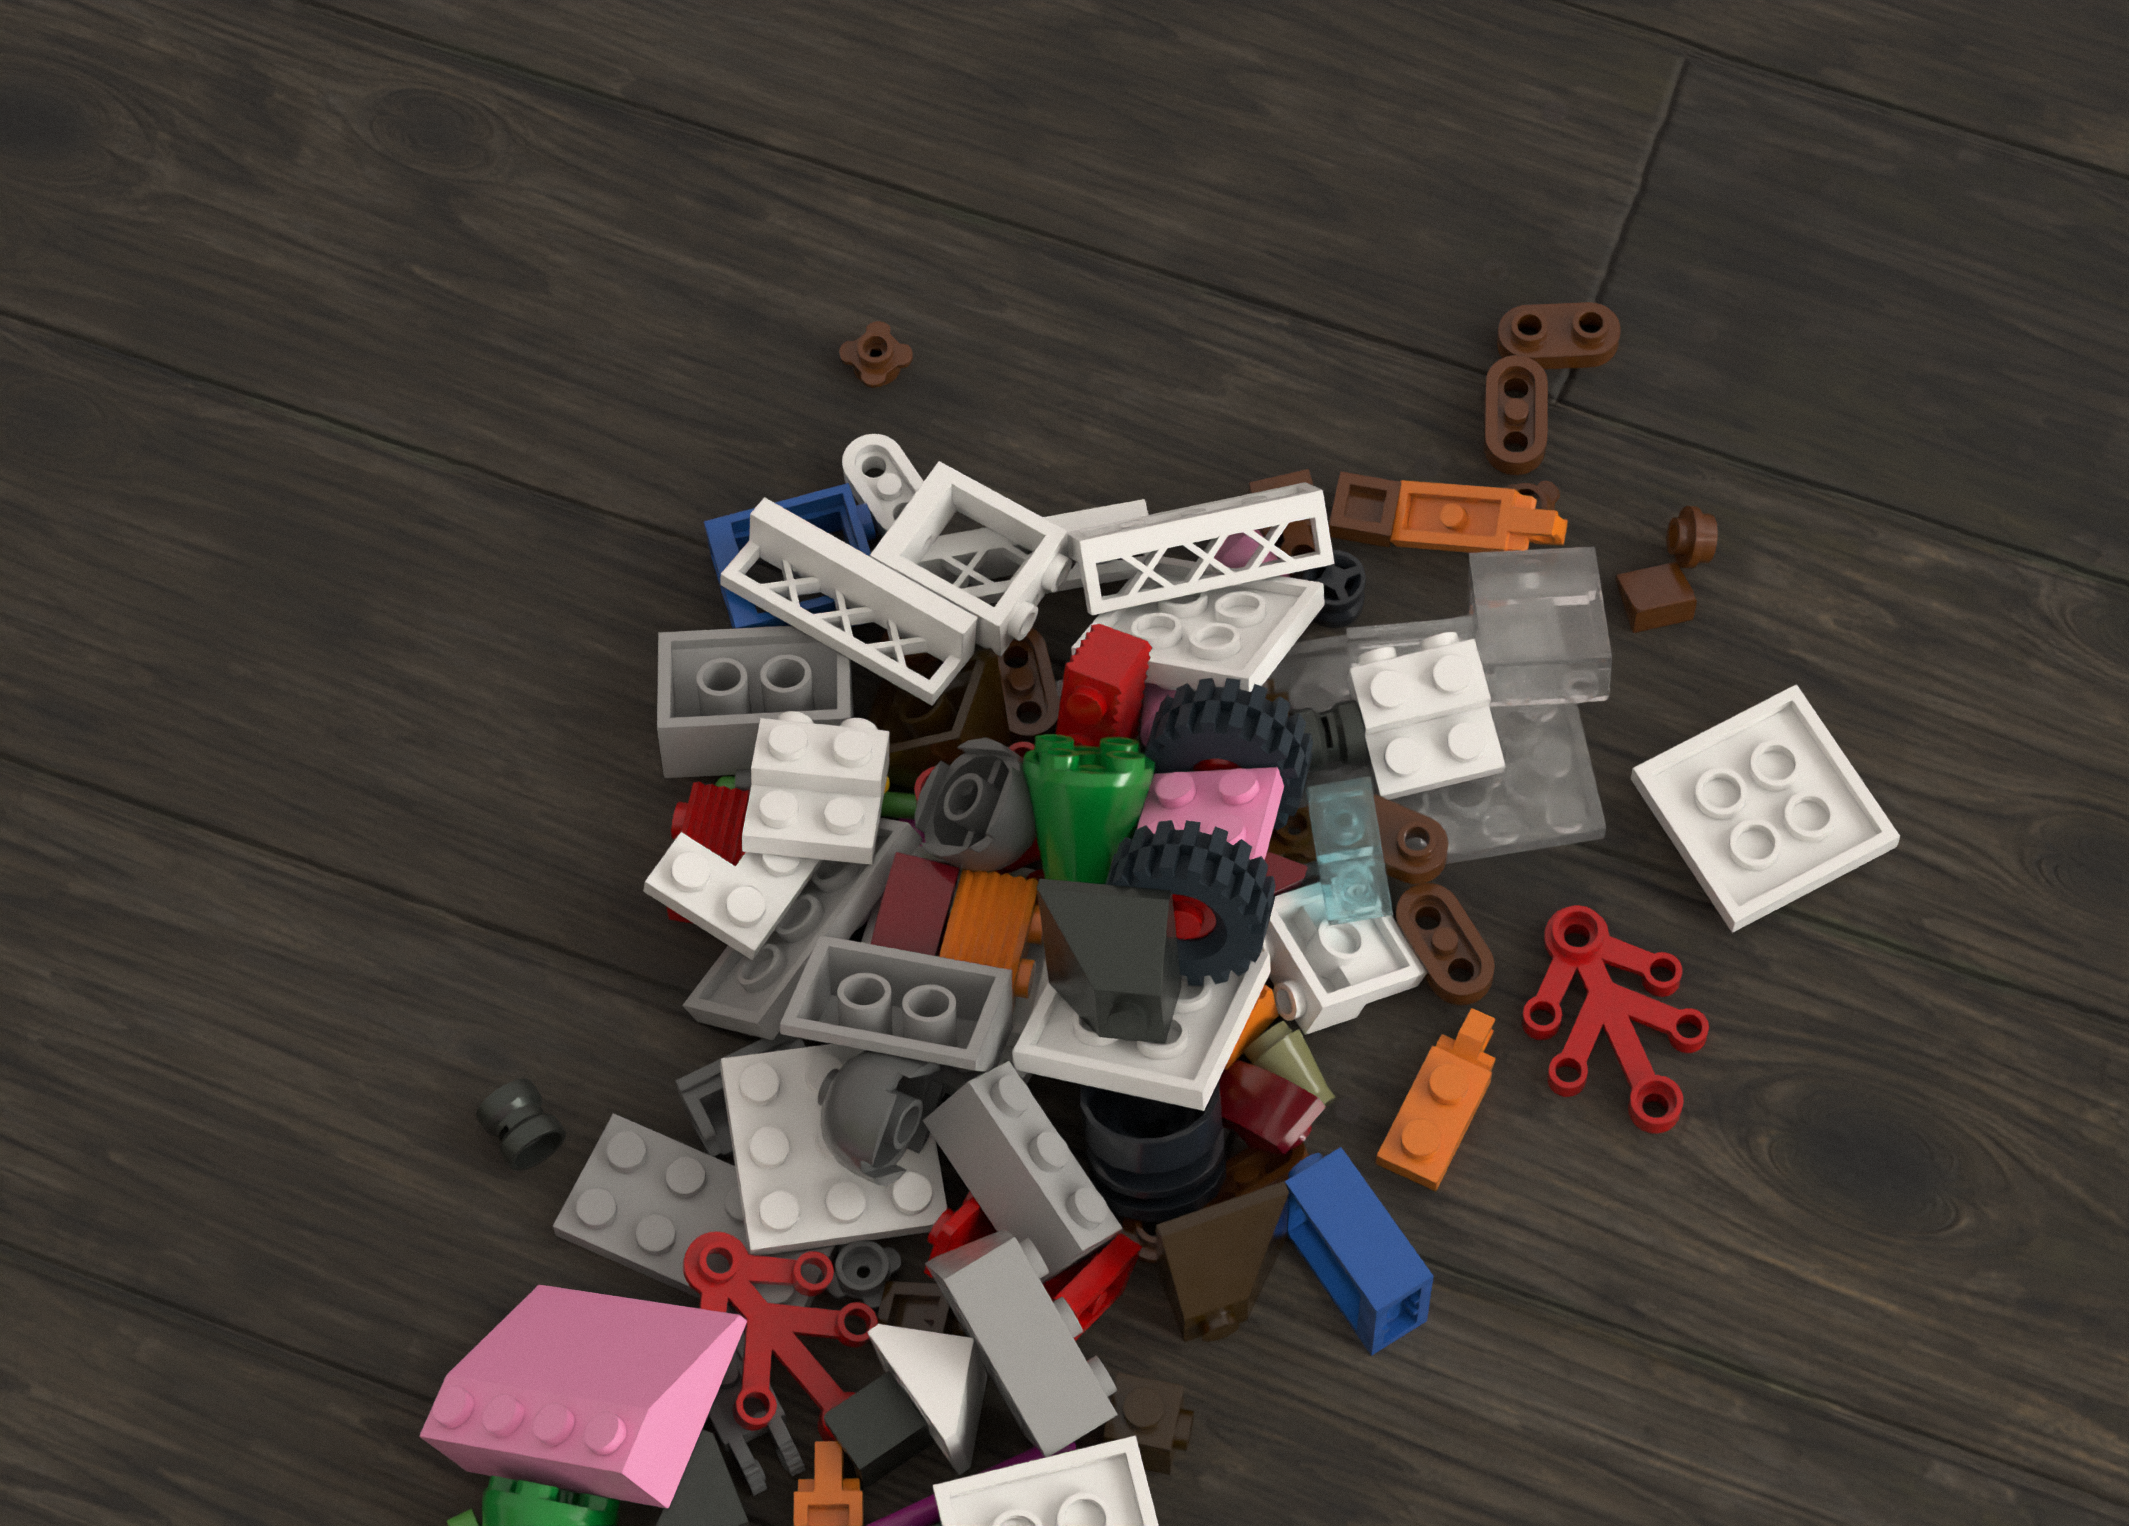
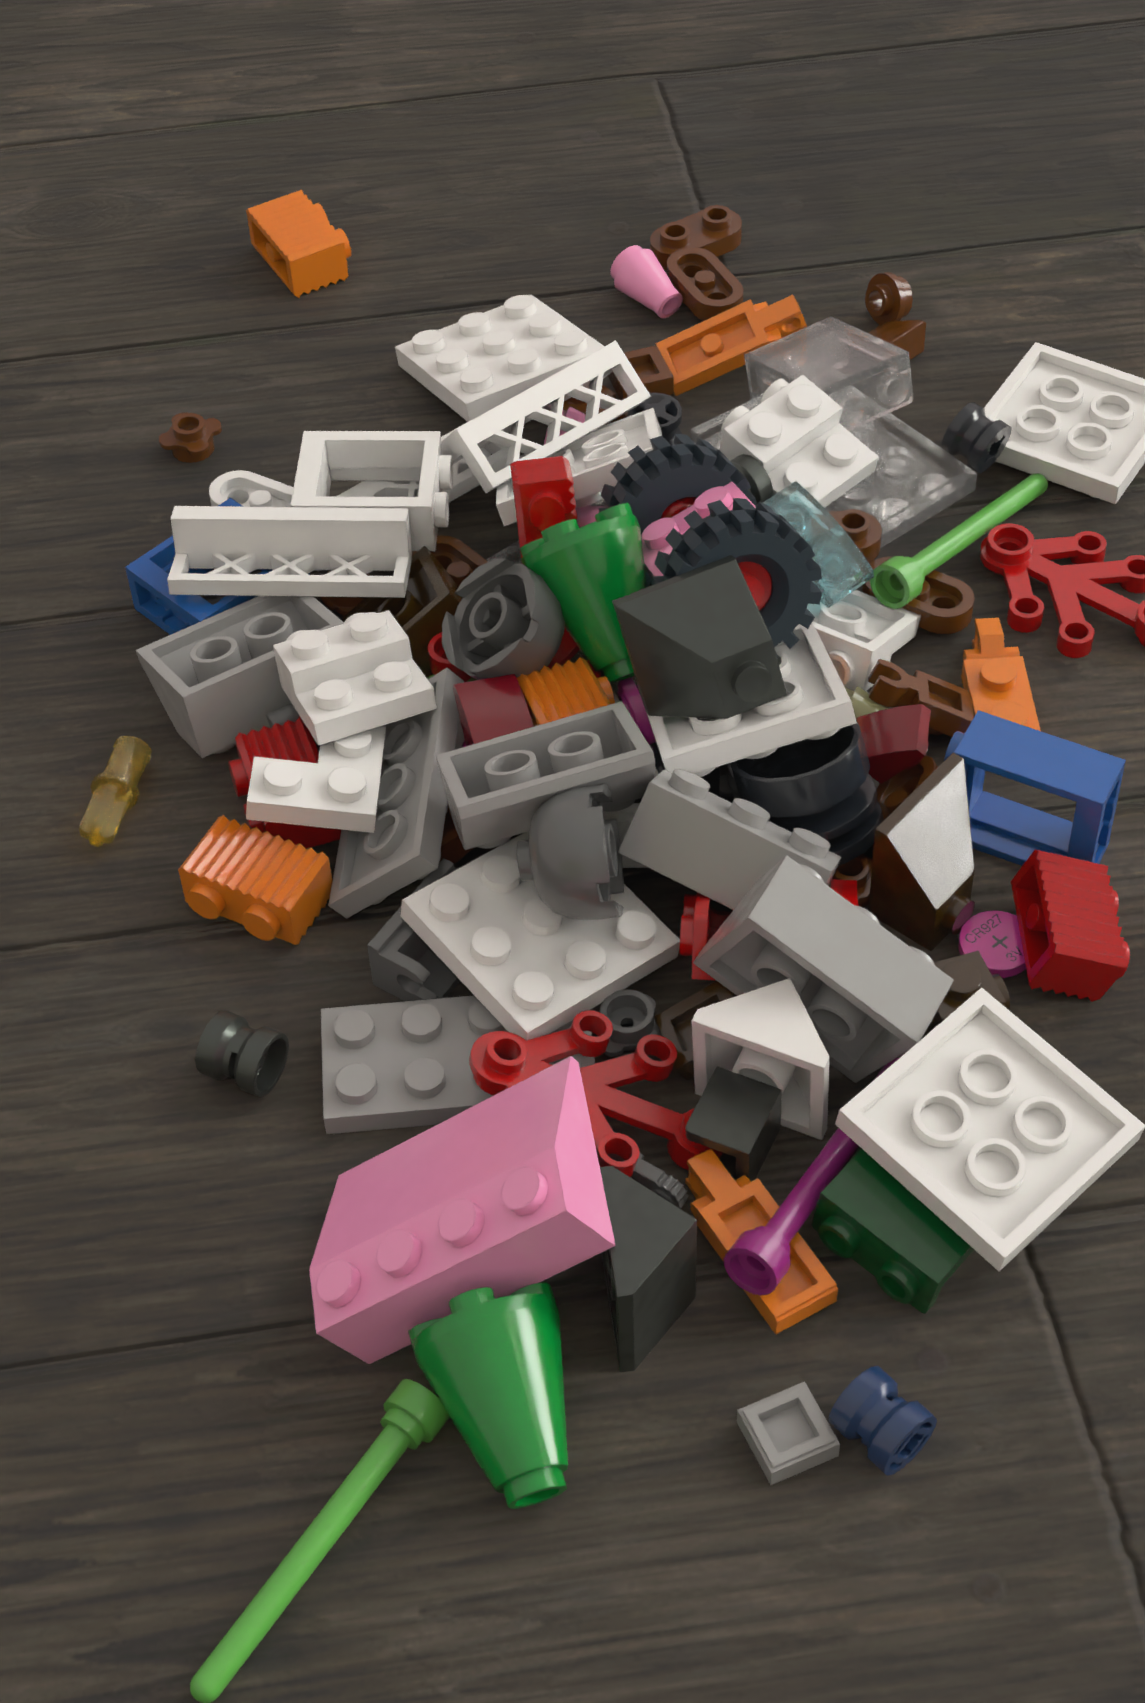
camera: 30 degrees left, 15 degrees down
(569, 773) = (115, 790): none -> clear yellow axle
(632, 947) = (256, 881): none -> orange brick
(1131, 137) = (299, 242): none -> orange brick
(1237, 413) = (494, 354): none -> white plate
(1240, 1371) = (997, 940): none -> dark pink piece
(1305, 1395) = (1069, 925): none -> red brick
(1360, 1077) = (948, 703): none -> reddish brown plate
(1421, 929) = (902, 578): none -> bright green piece
(1456, 378) = (644, 280): none -> bright pink cone
(1626, 789) = (976, 437): none -> black wheel

